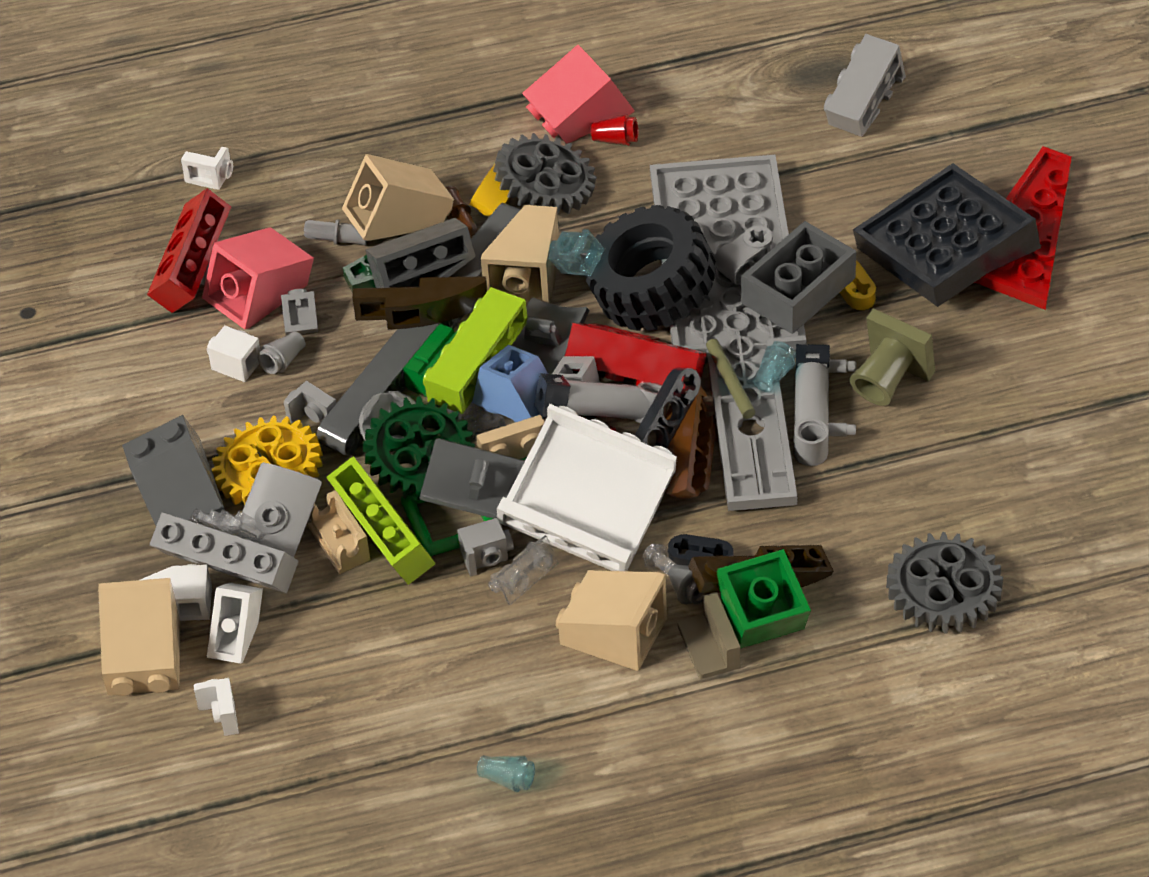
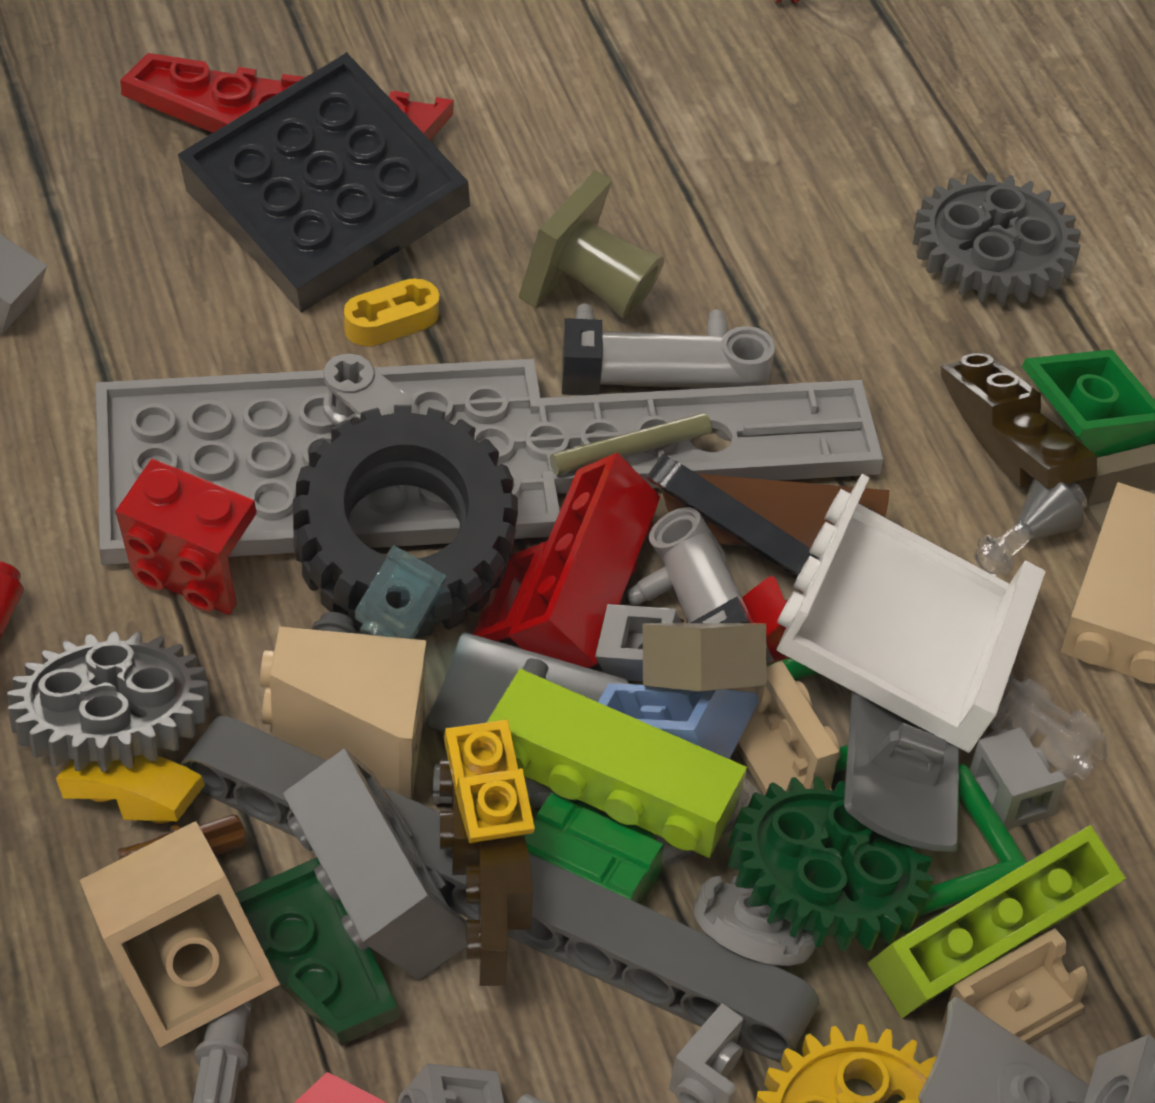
camera: 100 degrees left, 0 degrees up
(437, 286) = (488, 781): none -> yellow slope
(526, 371) = (704, 655): none -> dark tan slope
(638, 176) = (183, 533): none -> red bracket
(696, 547) = (965, 504): black beam -> none
(775, 364) = (613, 382): clear light blue cone -> none
(798, 277) = (435, 333): dark grey brick -> none

